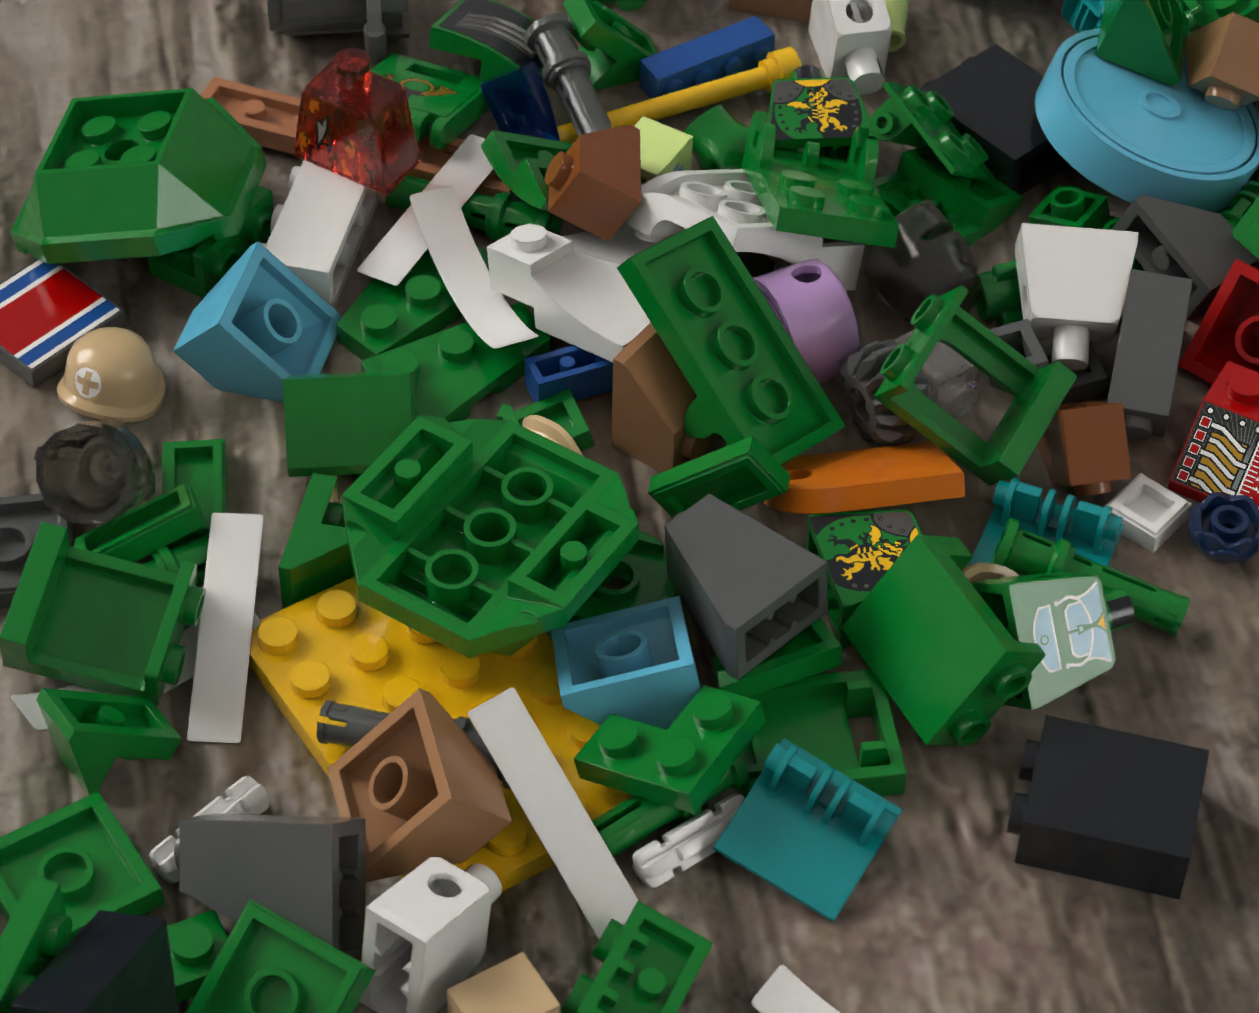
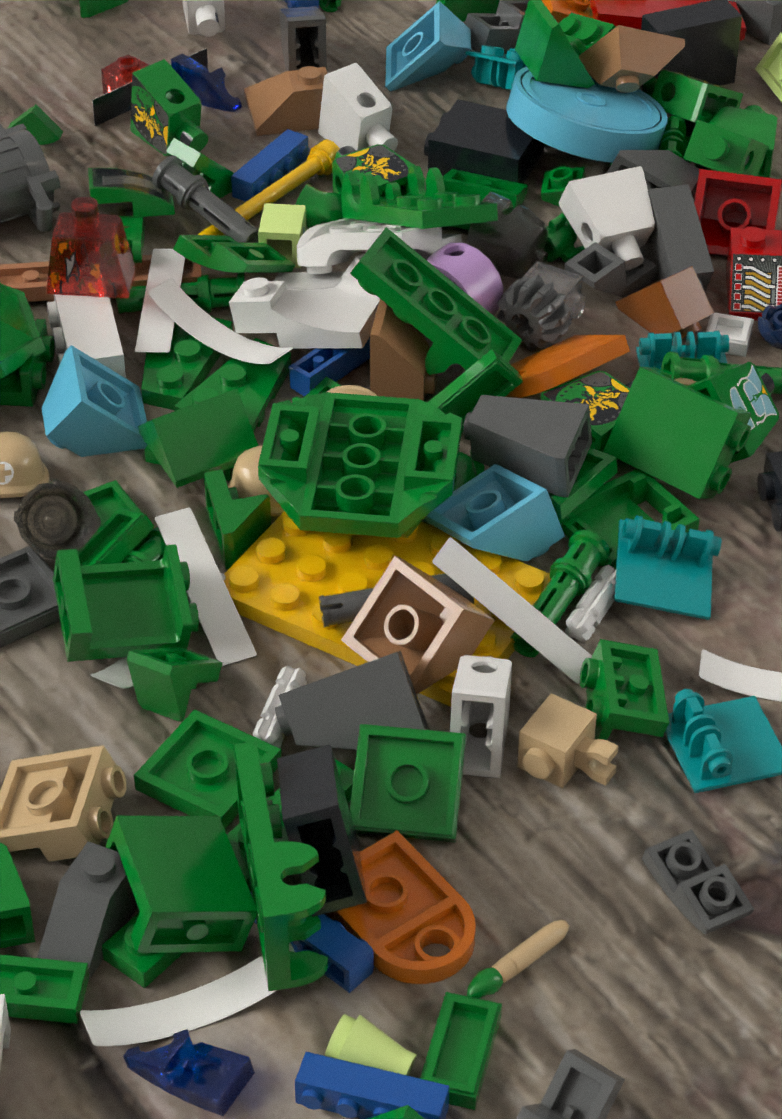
camera: 25 degrees left, 5 degrees down
(521, 103) = (170, 219): clear blue slope -> none
(597, 180) = (275, 243): dark orange slope -> none
(678, 763) = (568, 555): green plate -> none
(923, 119) = (448, 147): green hinge -> none
(1035, 390) = (632, 285): green panel -> none

